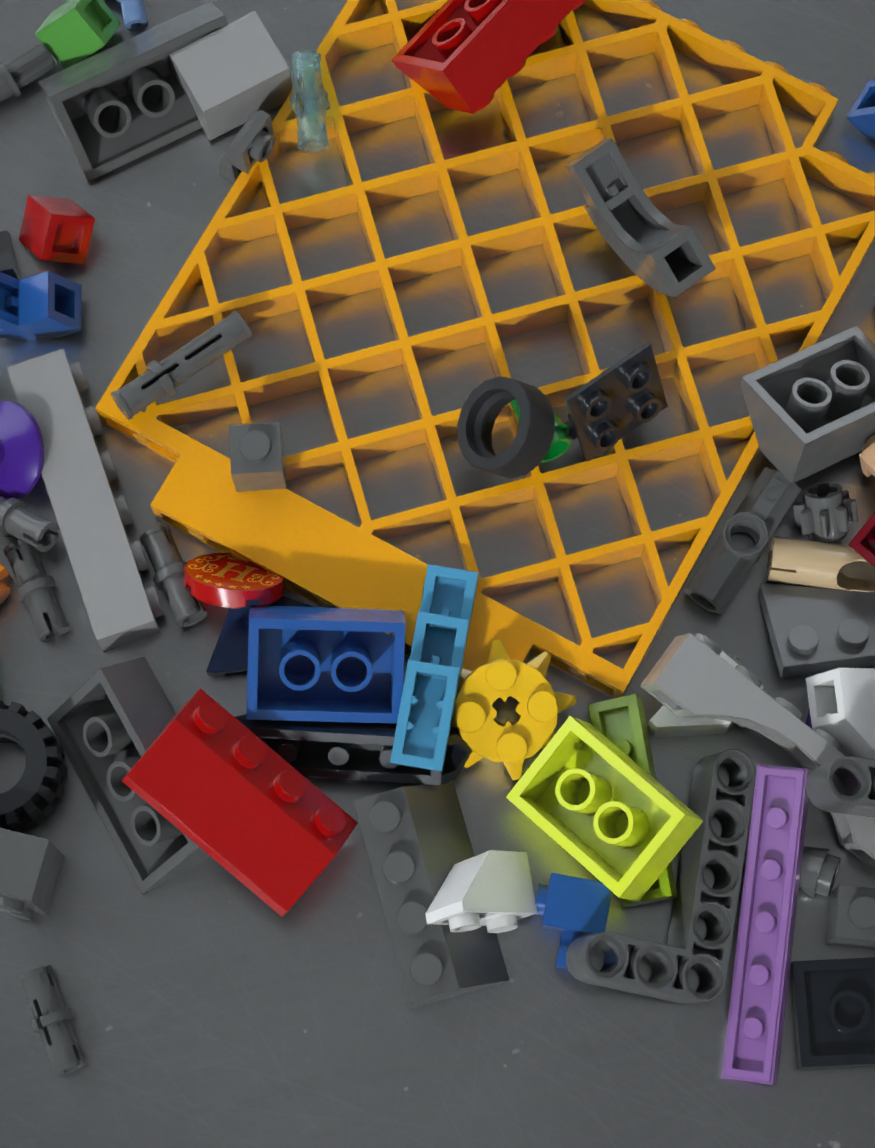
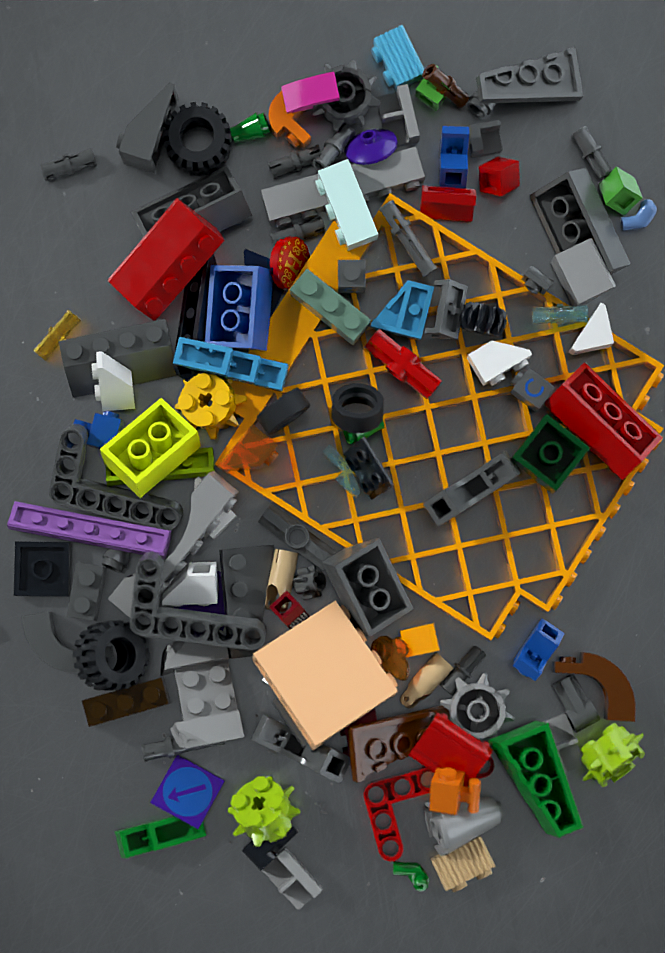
camera: 90 degrees right, 10 degrees up
(107, 311) = (448, 203): none -> red panel
(123, 474) = (346, 205): none -> light aqua brick
(312, 283) = (449, 309): none -> dark grey hinge
(317, 360) = (406, 312): none -> dark azure wing
(317, 491) = (330, 307): none -> sand green brick
(327, 220) = (483, 319): none -> black gear
(340, 38) = (595, 334): none -> white slope
(390, 1018) = (56, 334): none -> clear yellow pin
(400, 201) = (495, 359): none -> white slope
(415, 359) = (403, 364): none -> red piece
(448, 137) = (531, 388): none -> dark grey brick
(522, 558) = (283, 411): none -> black tyre
(564, 96) = (550, 454): none -> dark green brick
(599, 620) = (250, 452): none -> clear orange slope
(630, 445) = (346, 477): none -> clear light blue slope

